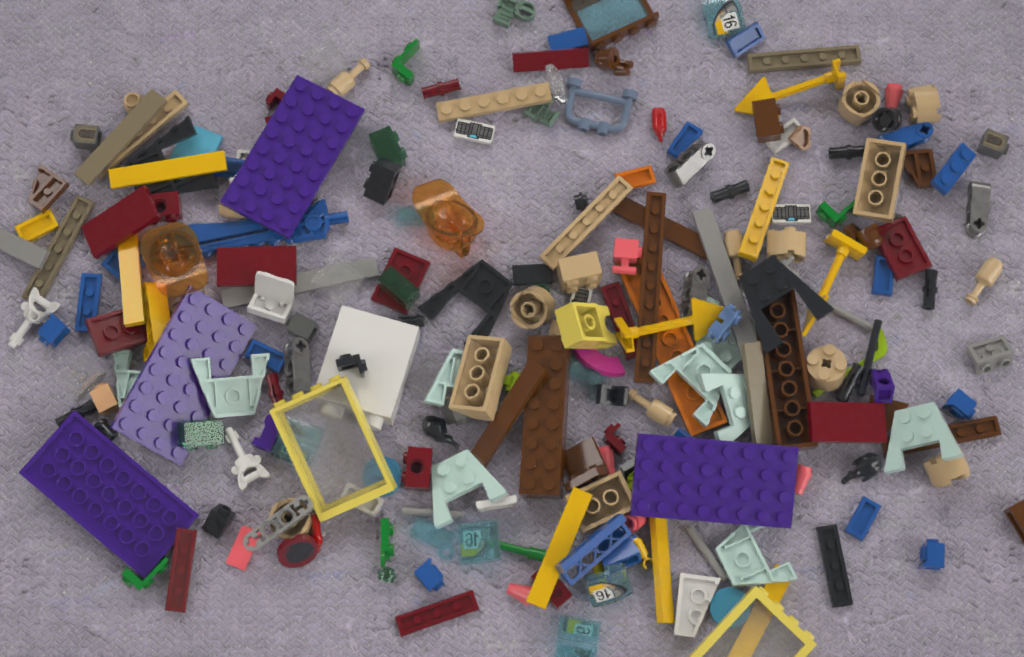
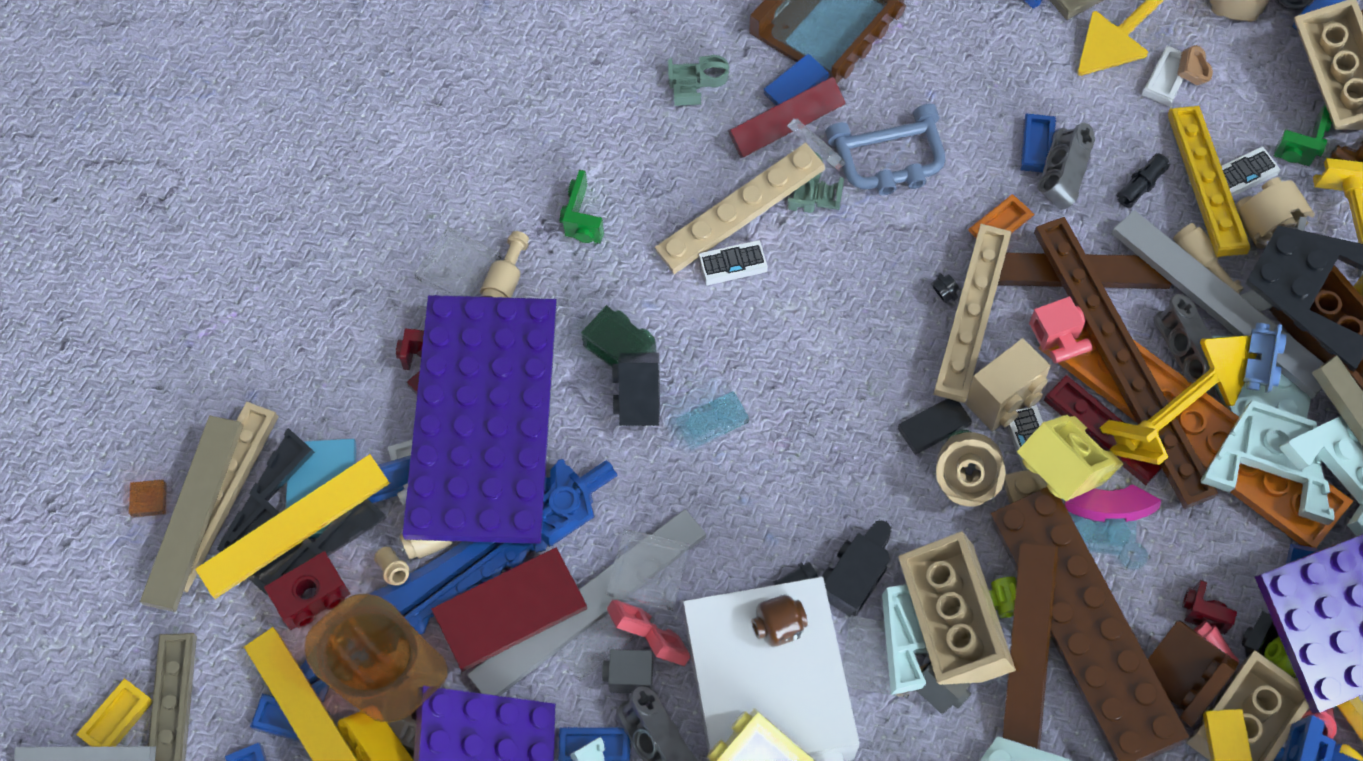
camera: 20 degrees left, 10 degrees down
(46, 189) = (104, 649): wing -> none
(86, 136) = (134, 537): brick -> none
(102, 118) = (147, 498): none -> clear orange tile
(120, 222) = (253, 643): dark red tile -> none
(131, 101) = (183, 451): tan piece -> none
(208, 218) = (394, 570): none -> tan pin
(272, 297) = (560, 644): white bracket -> none
(319, 304) = (664, 644): none -> coral tile
(348, 362) = (745, 685): black bracket -> none
(382, 338) = (779, 620): none -> reddish brown head
(398, 287) = (751, 535): clear green brick -> none
(410, 267) = (743, 528): dark red tile -> none
(436, 429) = (925, 729): black piece -> none
(441, 88) = (651, 224): dark red pin -> none
(446, 331) = (859, 569): none -> black hinge
(447, 216) = (768, 399): clear orange piece -> none
(480, 285) = (871, 476): black wing -> none
(610, 60) = (871, 80): reddish brown piece -> none
(612, 395) = (1164, 543): black bracket -> none
(655, 410) = (1237, 535): tan piece -> none
(659, 122) = (987, 133): red piece -> none
(766, 120) = (1138, 61): reddish brown brick -> none
(846, 152) = (1267, 57): black pin -> none

